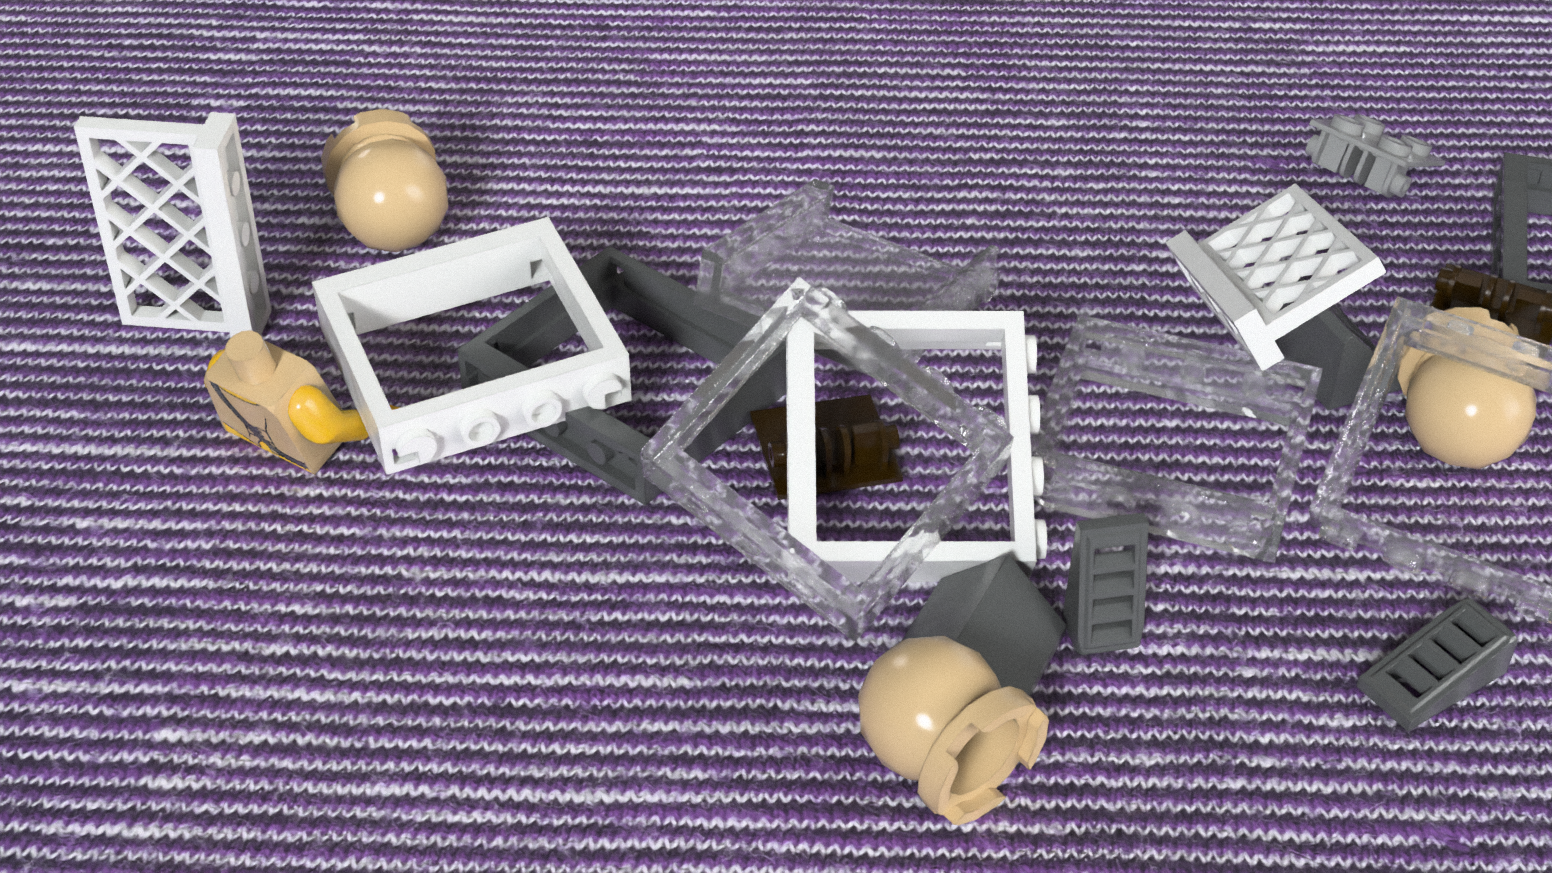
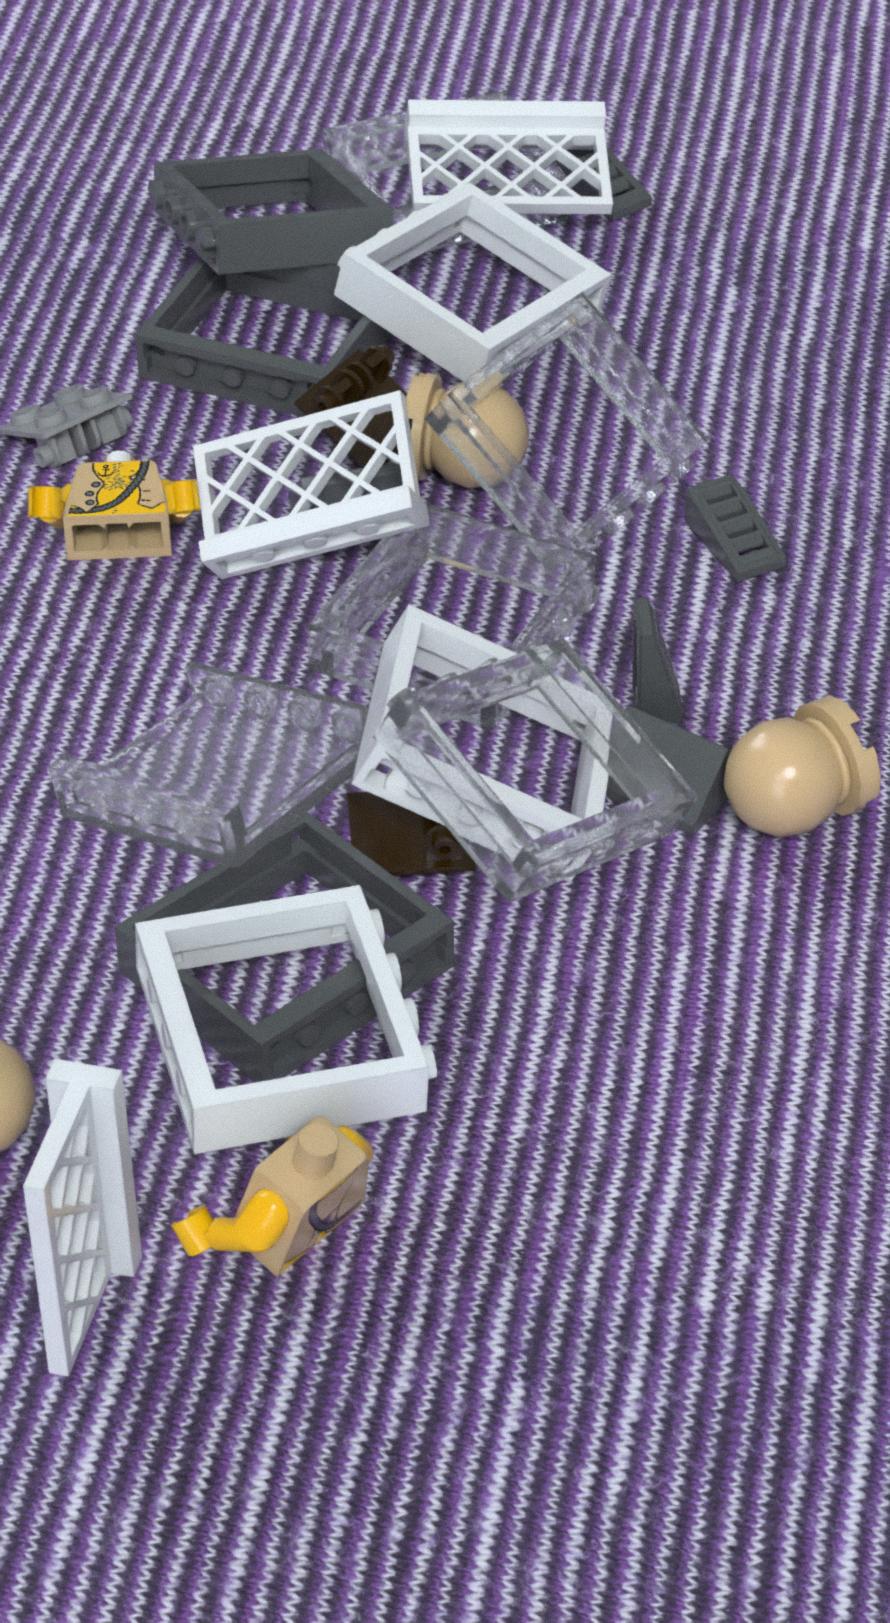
camera: 80 degrees left, 0 degrees up
(1230, 179) = (116, 508): none -> torso

